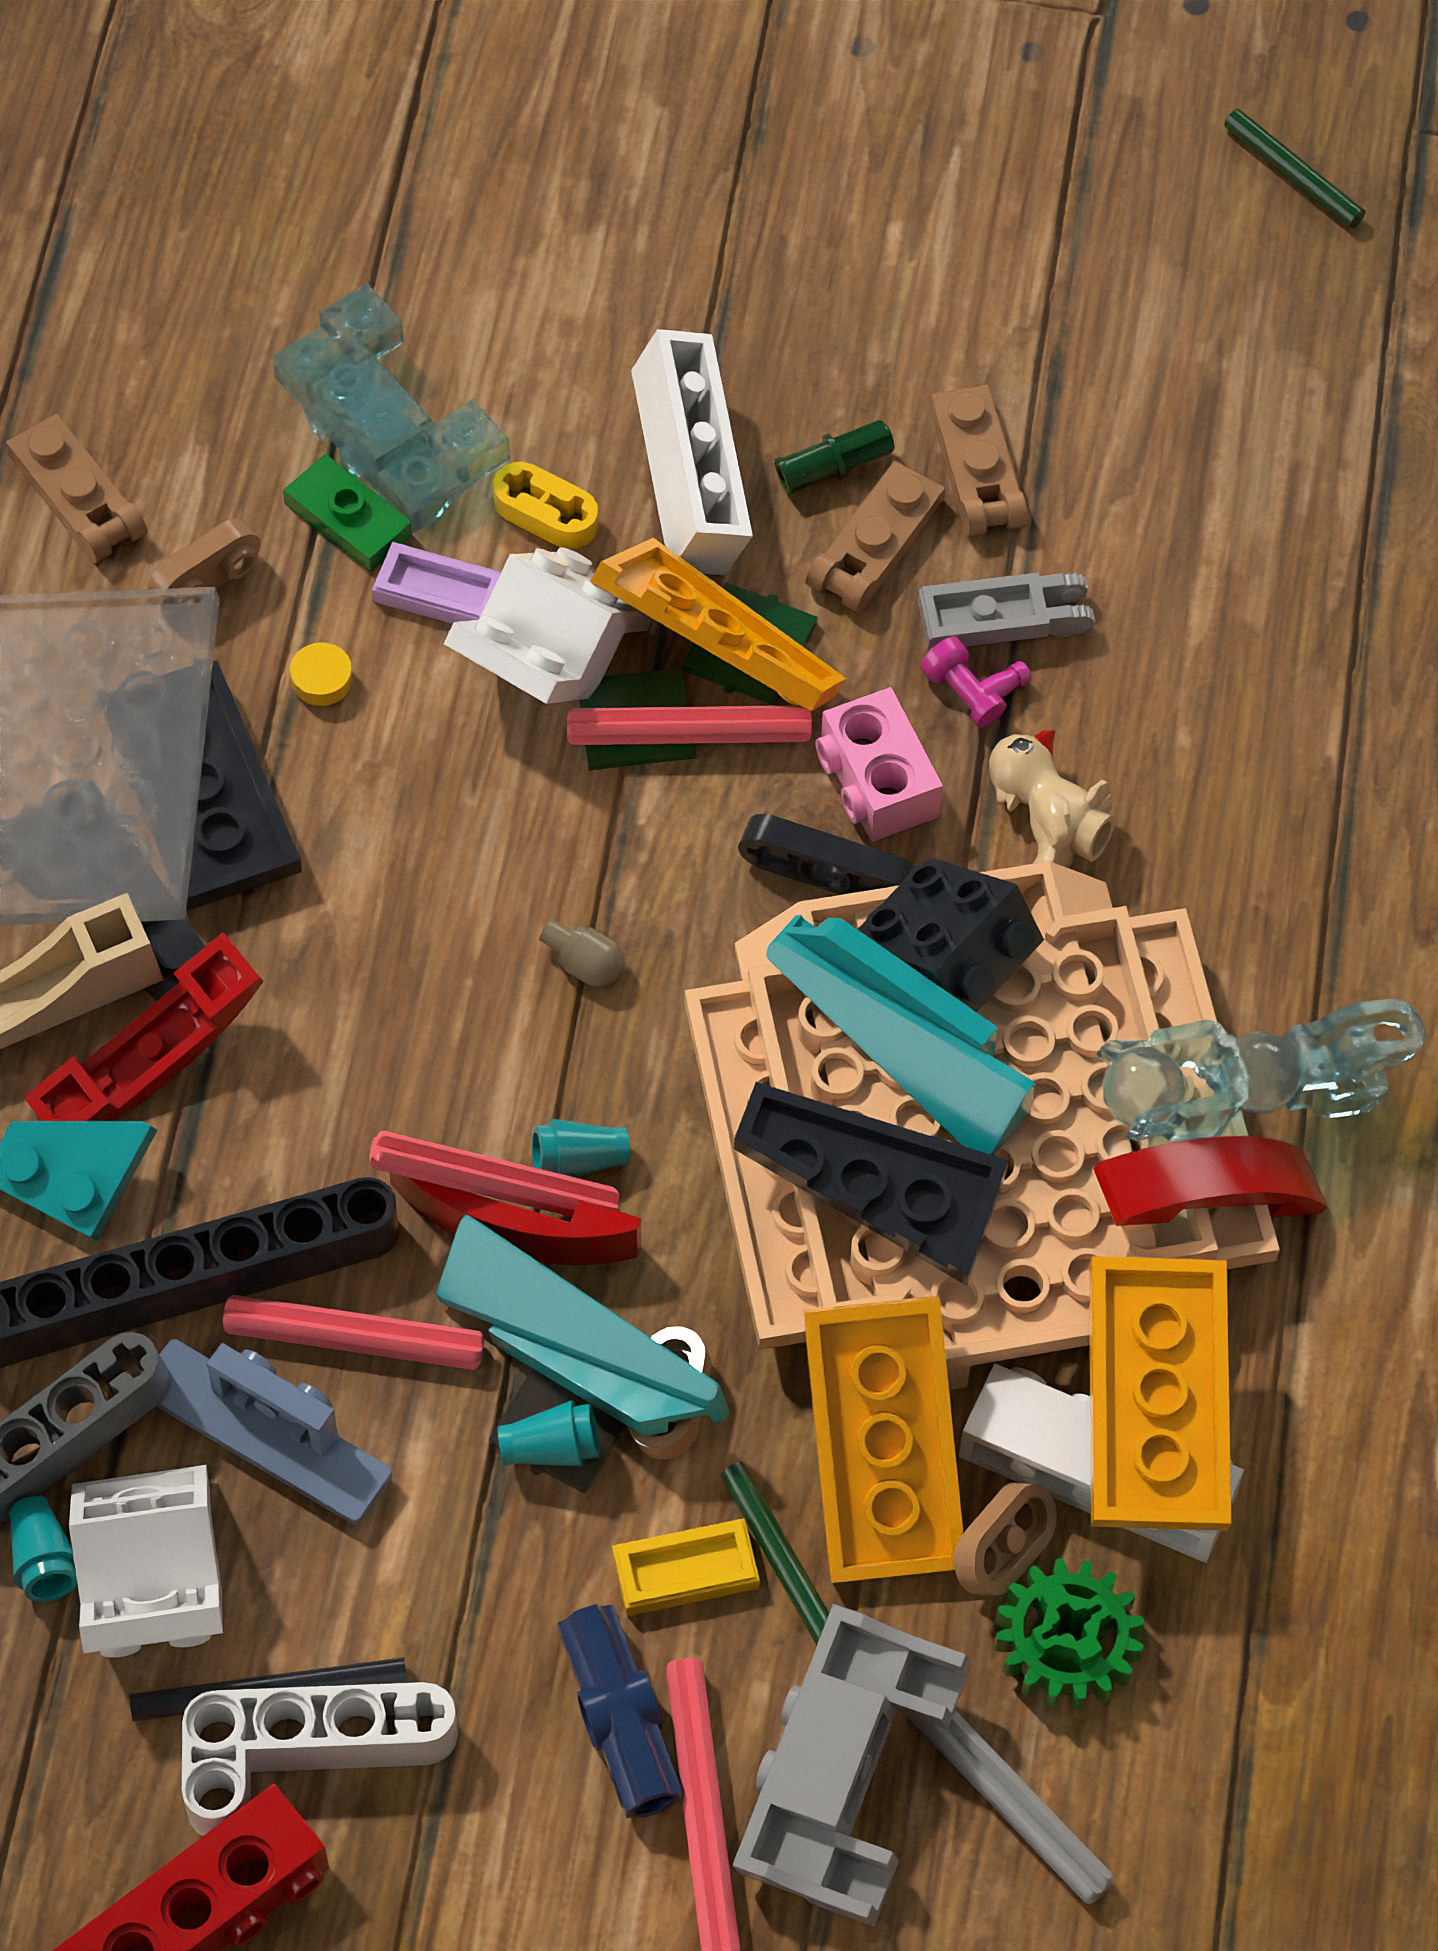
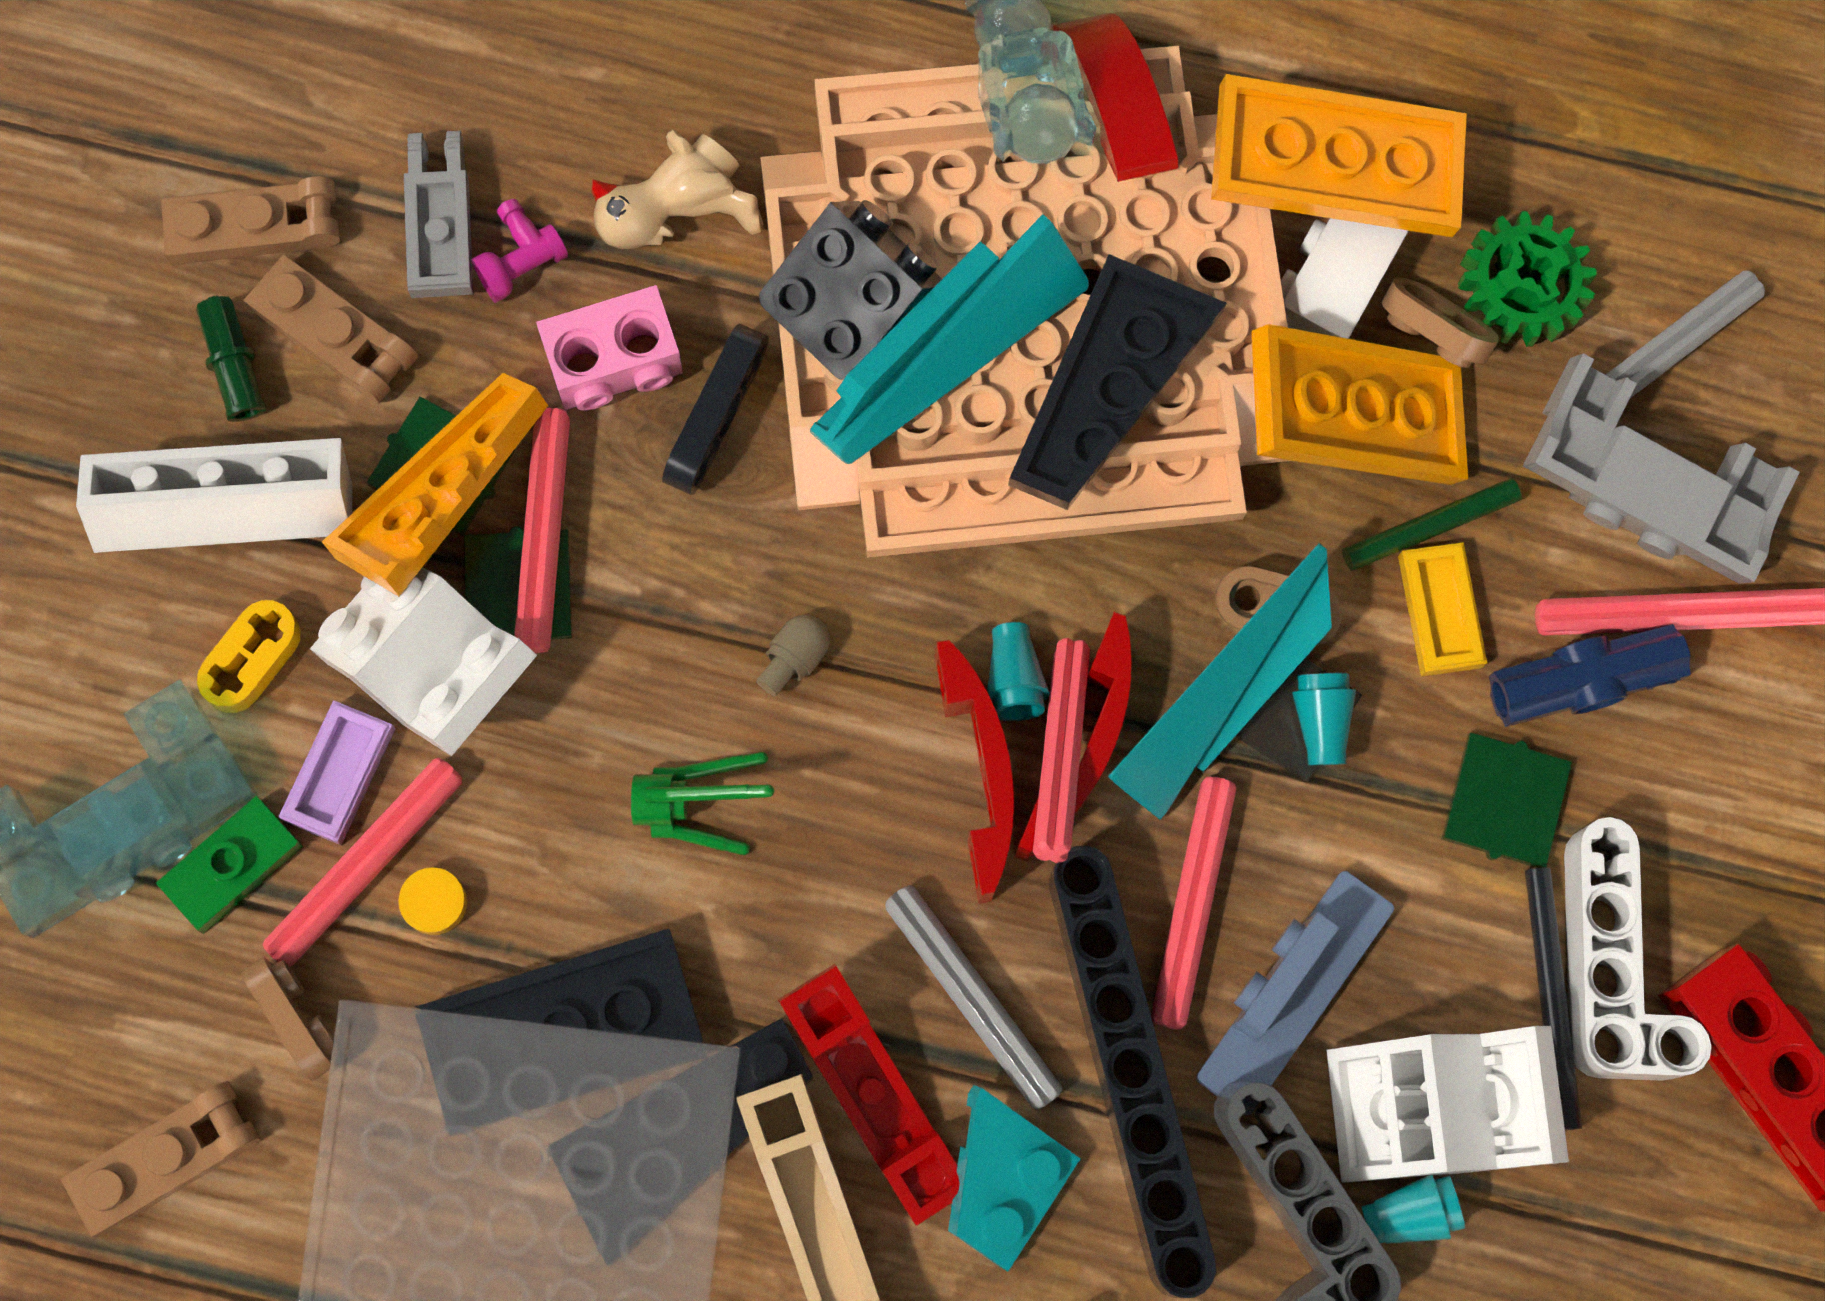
camera: 90 degrees left, 15 degrees up
(247, 1135) = (973, 997): none -> light grey axle
(356, 615) = (362, 862): none -> coral axle
(427, 853) = (664, 797): none -> green plant
(481, 1641) = (1506, 800): none -> dark green piece
(487, 1130) = (965, 694): none -> red slope

